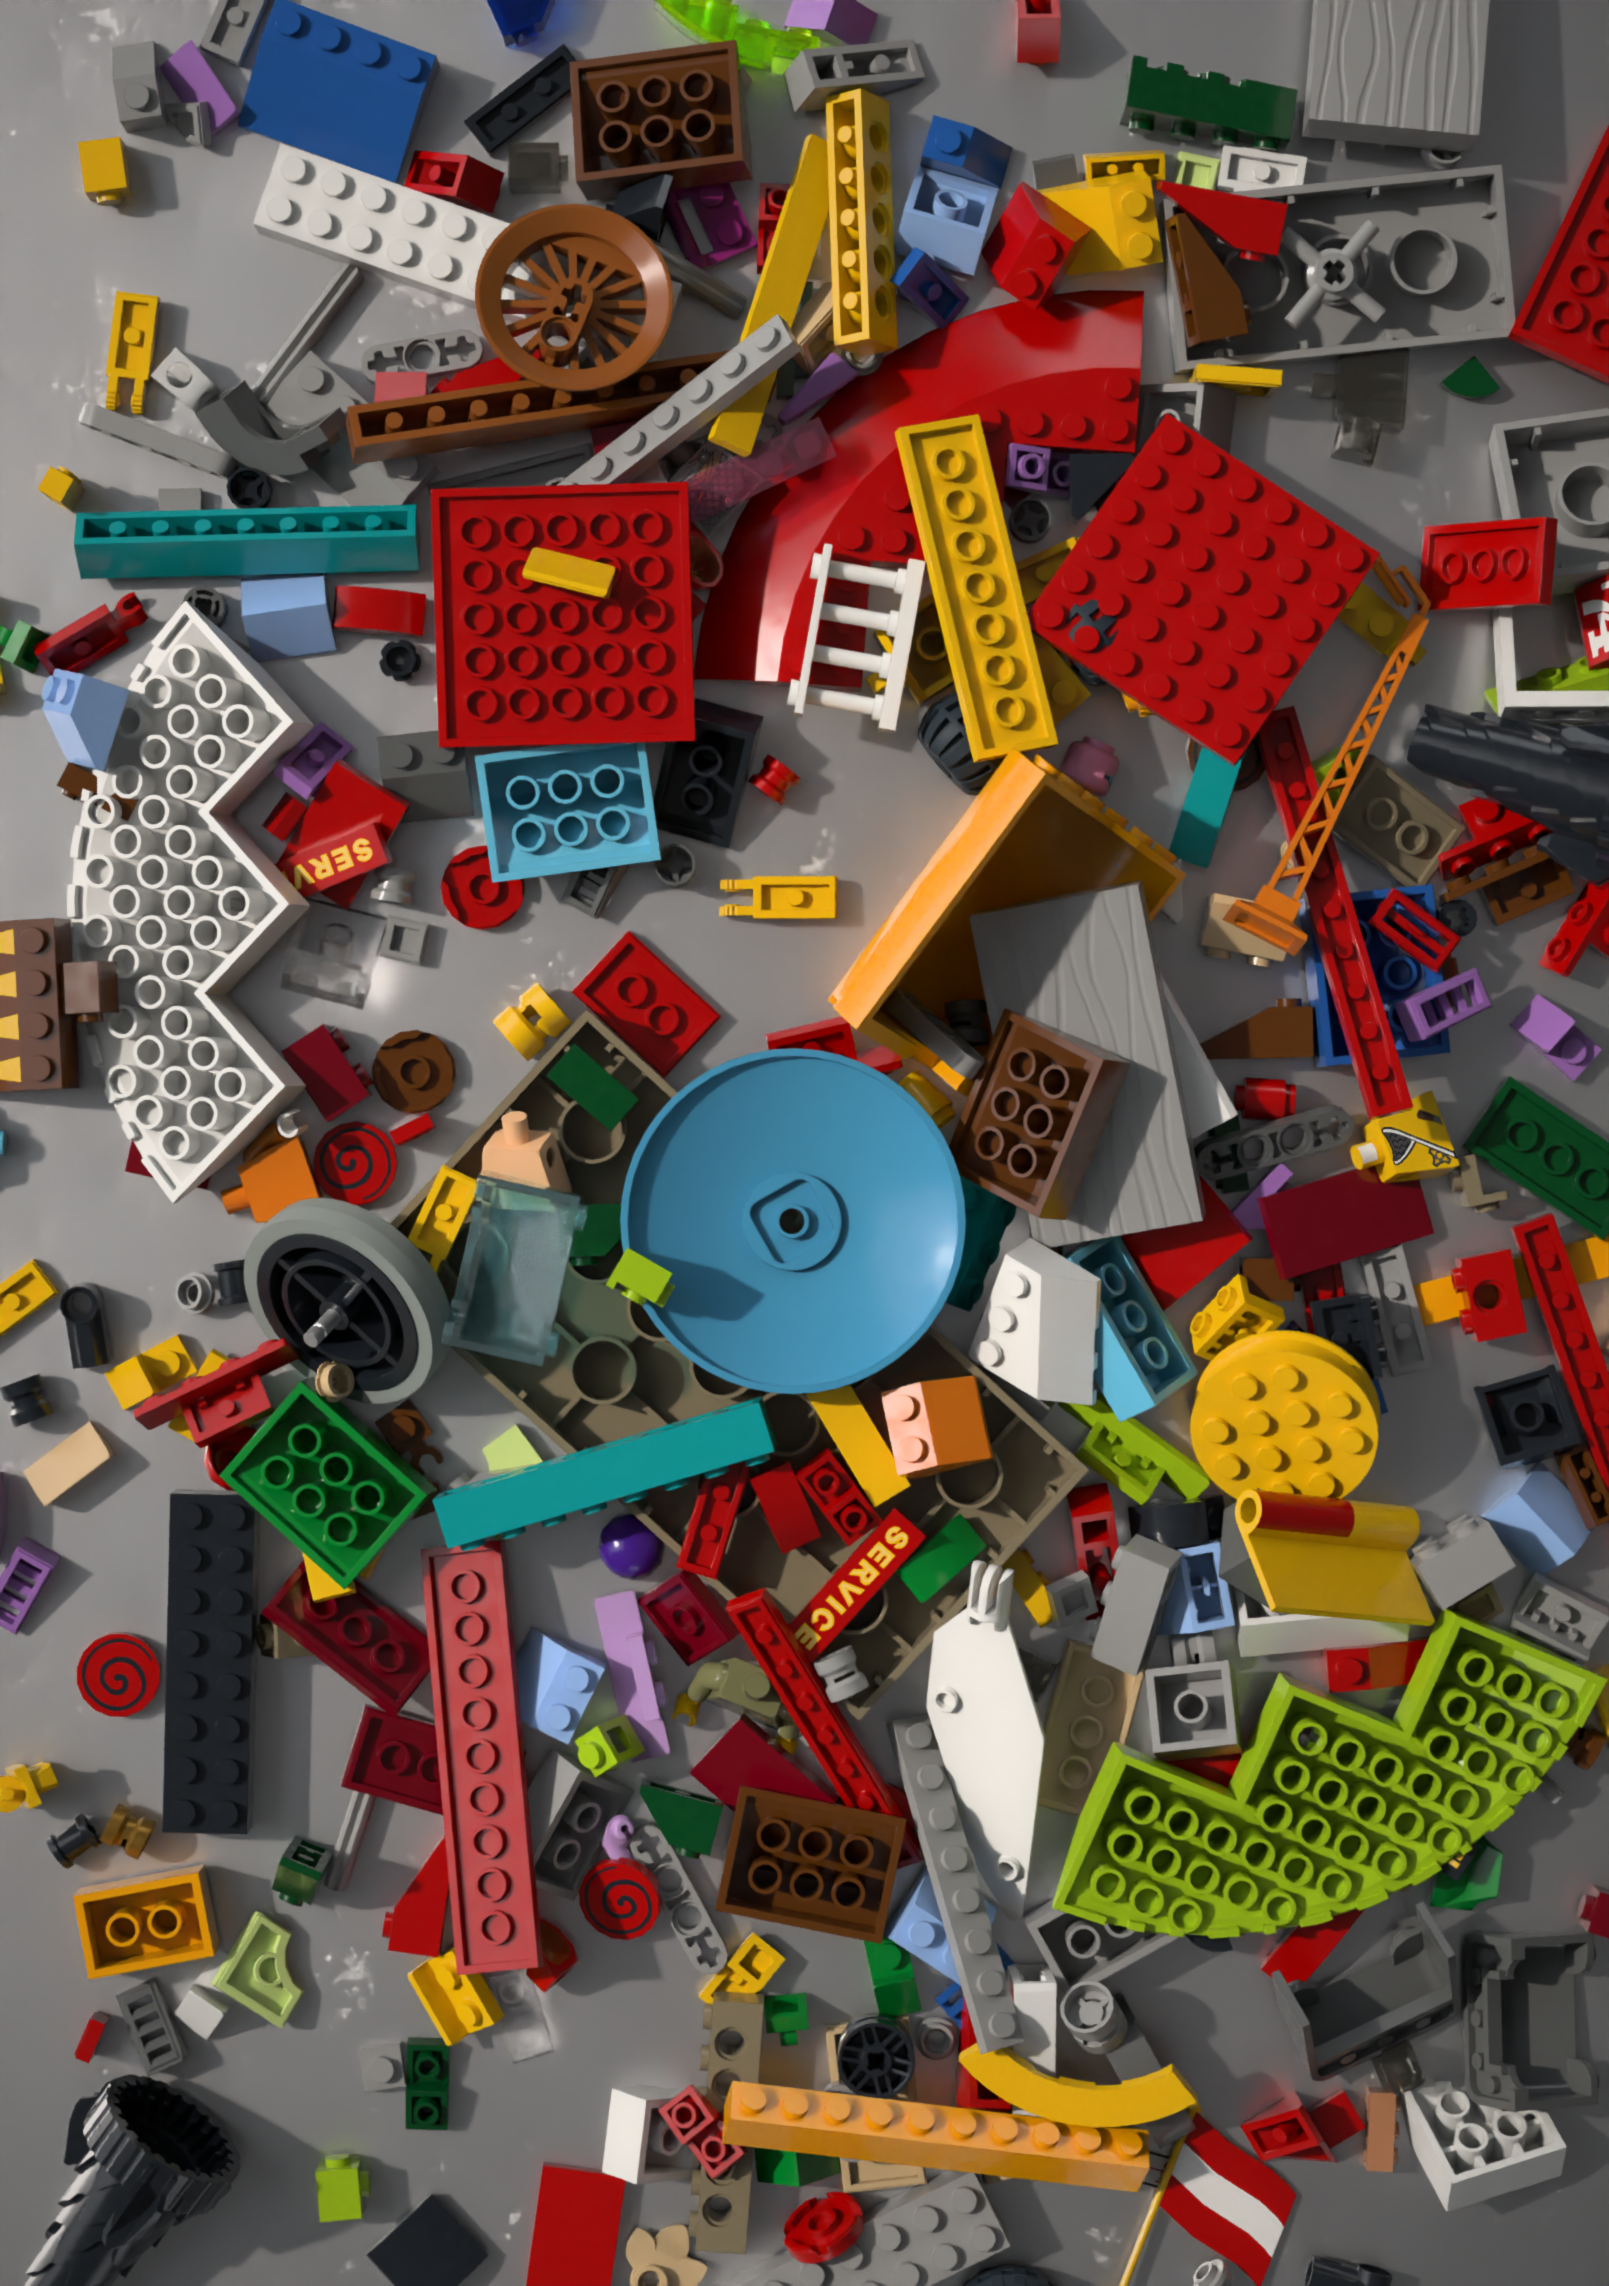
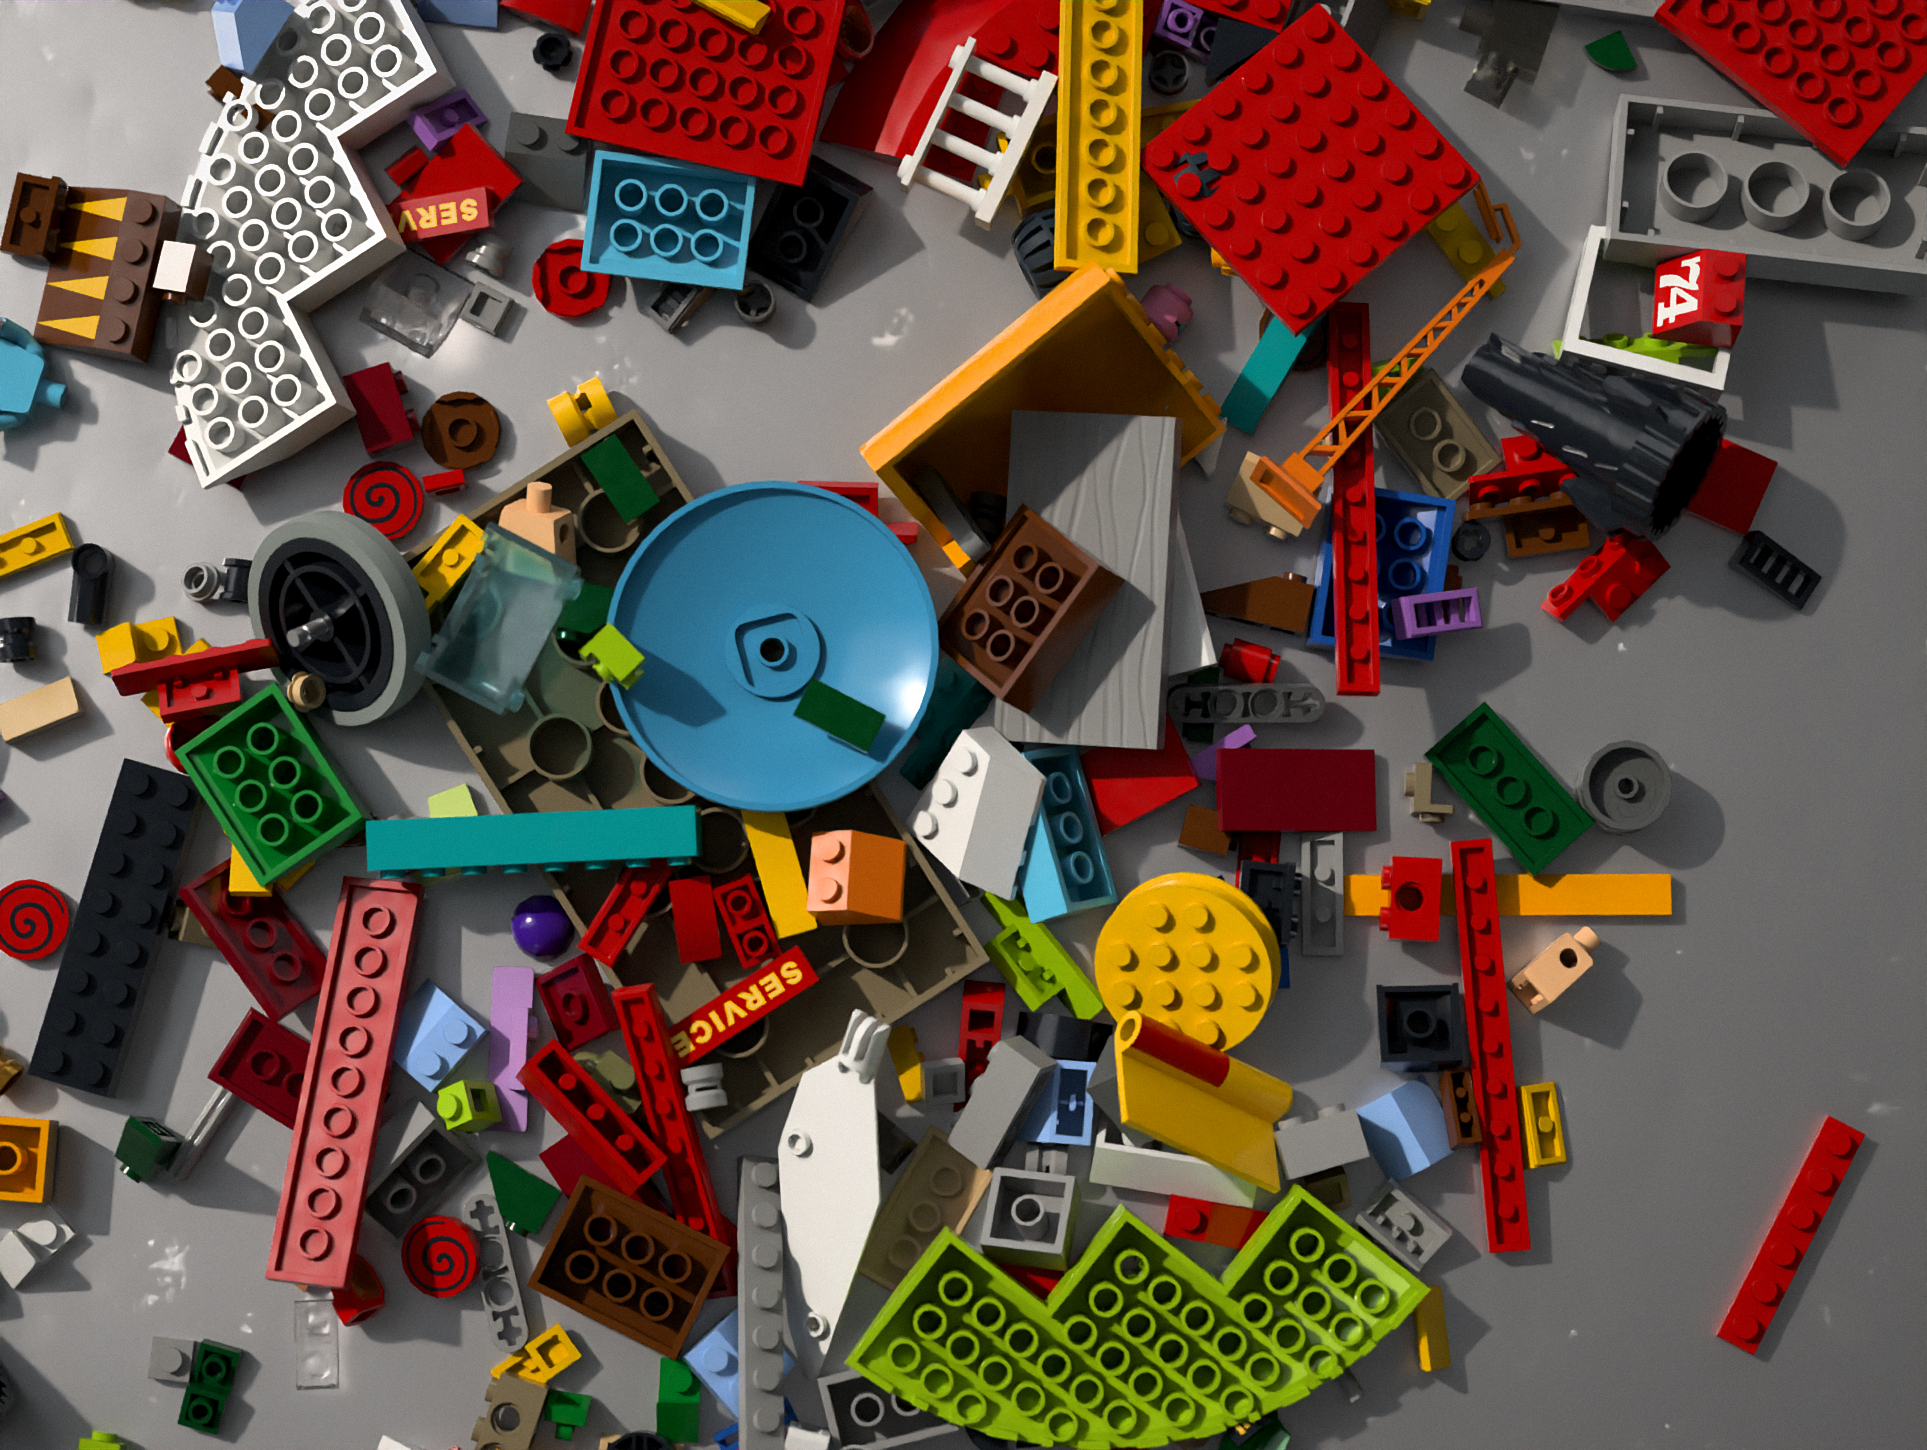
camera: 20 degrees right, 5 degrees down
(258, 1971) = (80, 1234): yellowish green tile -> none
(273, 1172) = (304, 483): orange torso -> none
(406, 1431) = (362, 763): reddish brown plate -> none
(422, 1909) = (250, 1216): red slope -> none
(454, 2001) = (258, 1308): yellow bracket -> none
(617, 1837) = (454, 1197): lavender arm -> none
(646, 1004) = (695, 425): red tile -> none
(736, 1731) = (591, 1117): none -> red brick
(774, 780) = (868, 249): red wheel -> none
(784, 897) = (848, 360): yellow hinge -> none
(880, 1275) = (839, 715): none -> dark green tile
(929, 1097) = (938, 584): yellow cone -> none
(940, 1558) = (827, 1007): green slope -> none
(1232, 1317) = (1163, 854): yellow bracket -> none
(1385, 909) = (1416, 549): red tile -> none
(1407, 1144) = (1371, 736): yellow torso -> none
(1489, 564) = (1582, 217): red plate -> none
(1555, 1037) = (1538, 678): medium lavender slope -> none
(1585, 1747) = (1392, 1353): reddish brown wheel -> none

